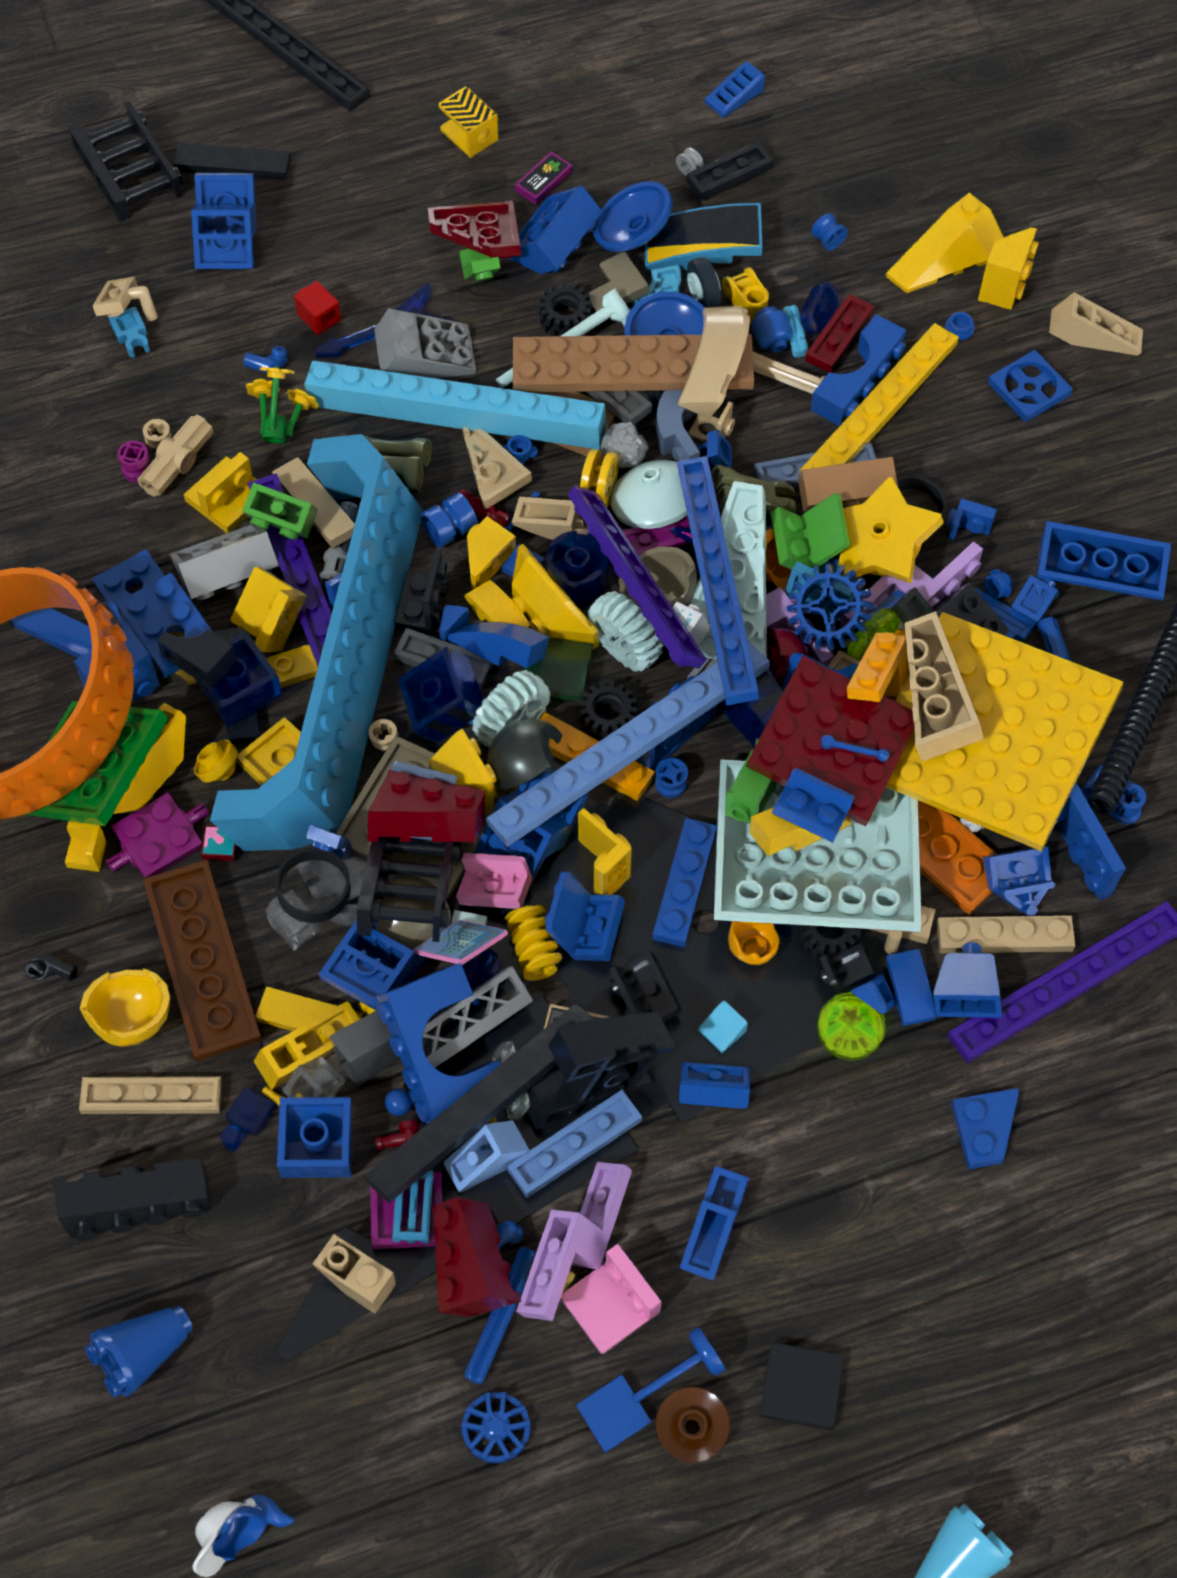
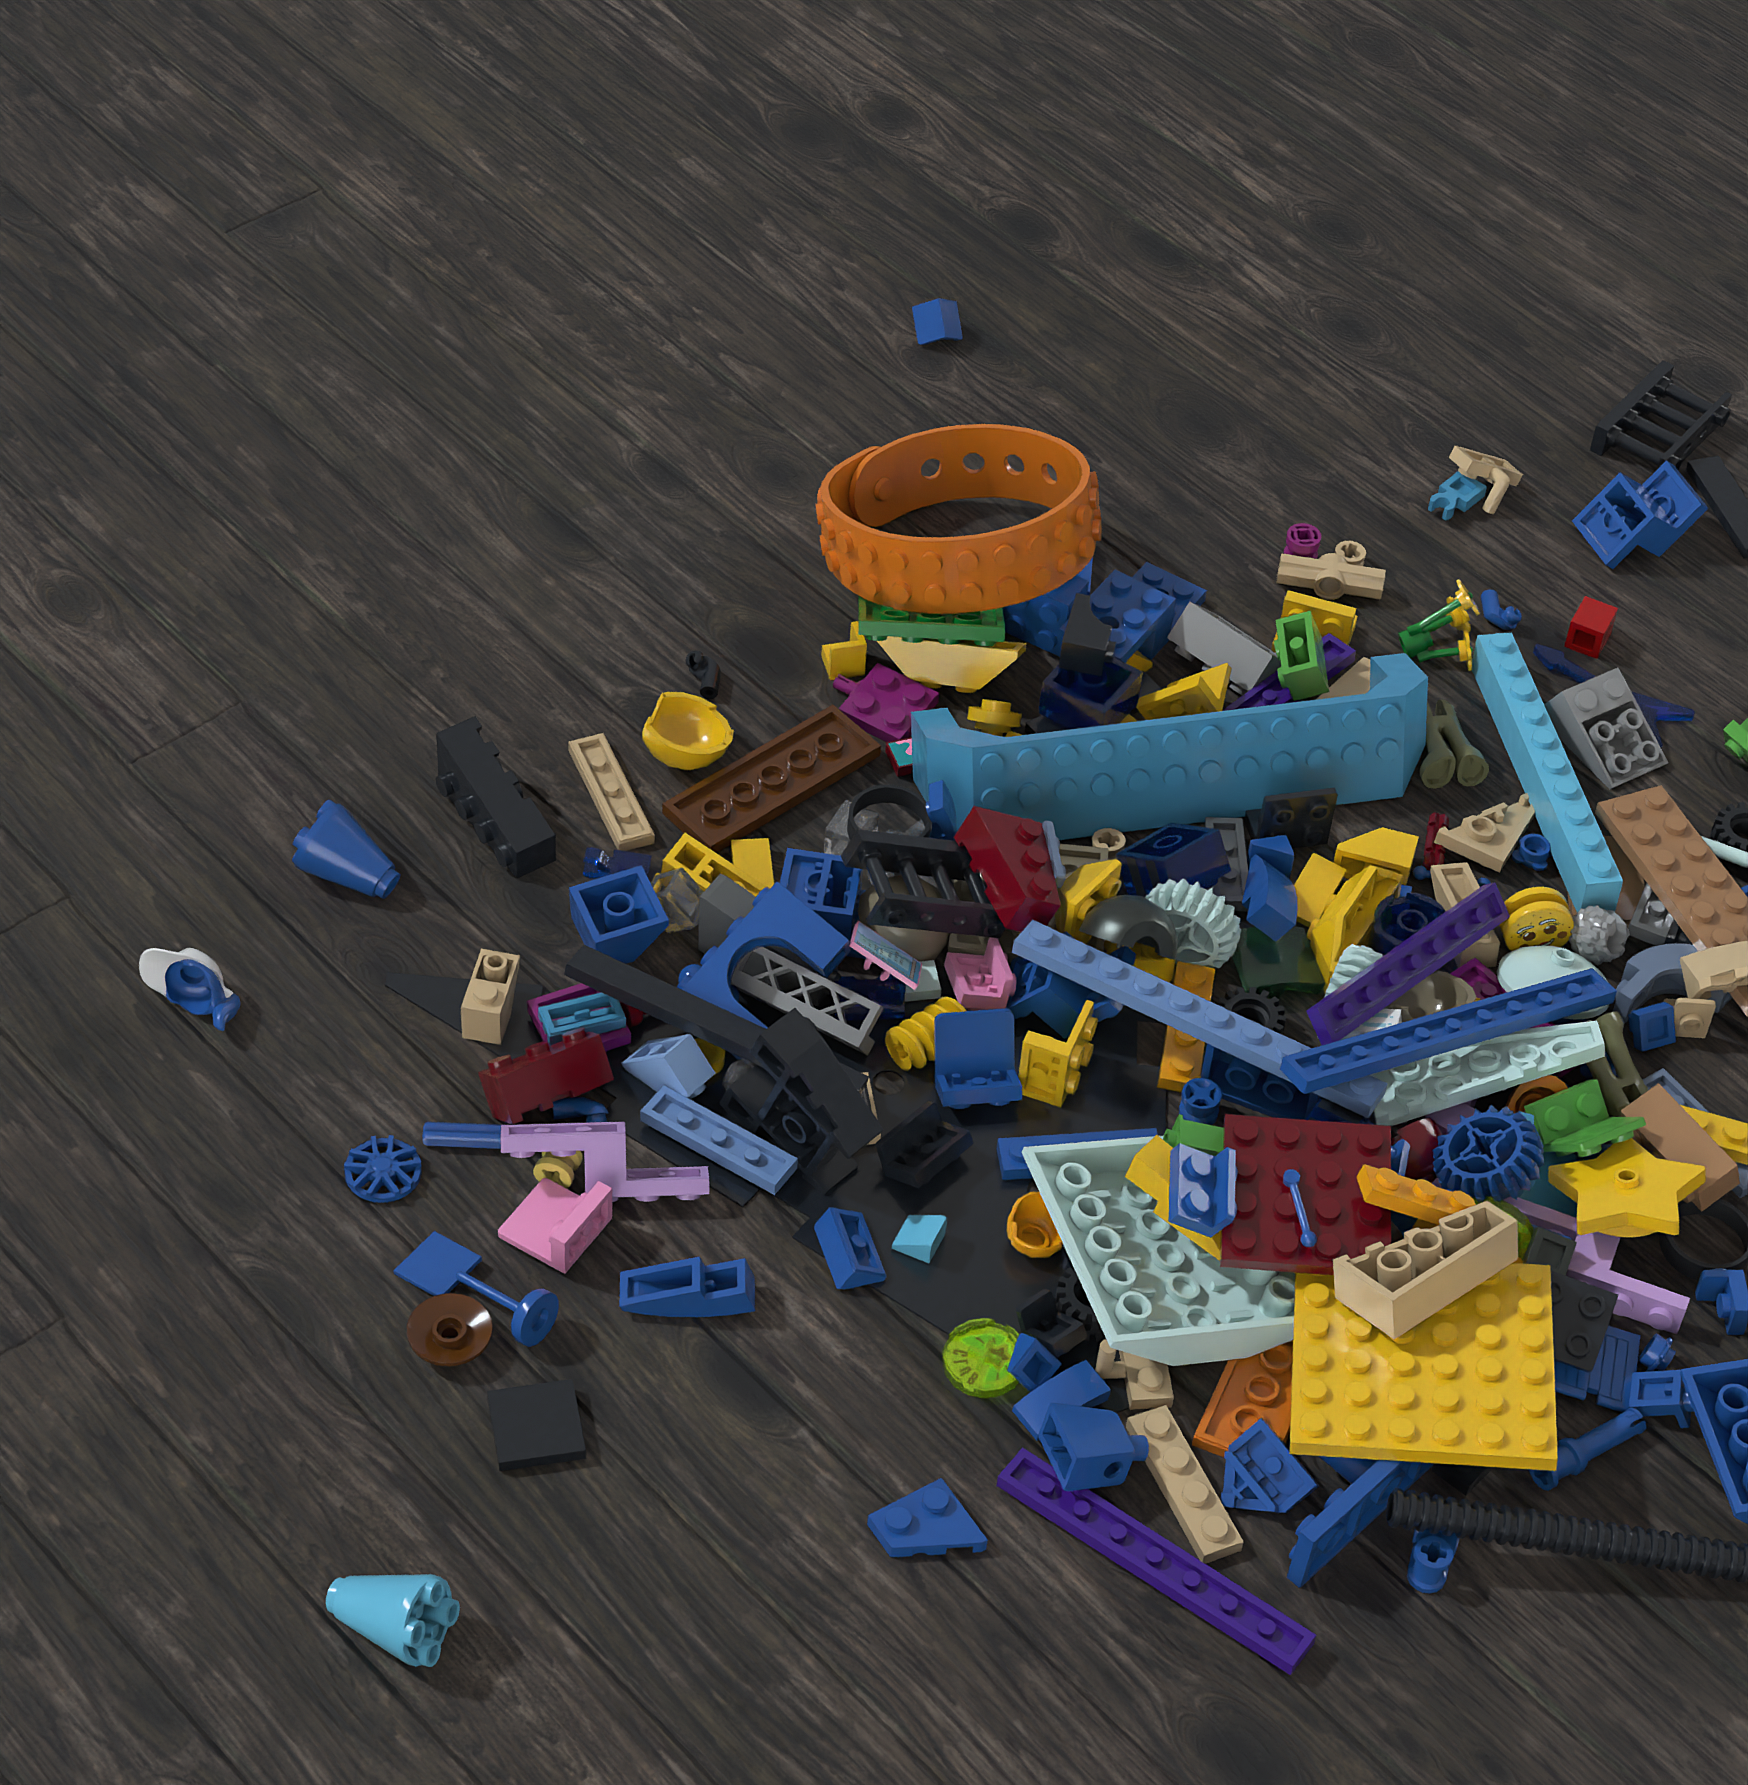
camera: 65 degrees right, 15 degrees down
(452, 518) = (1395, 811): blue wheel -> none

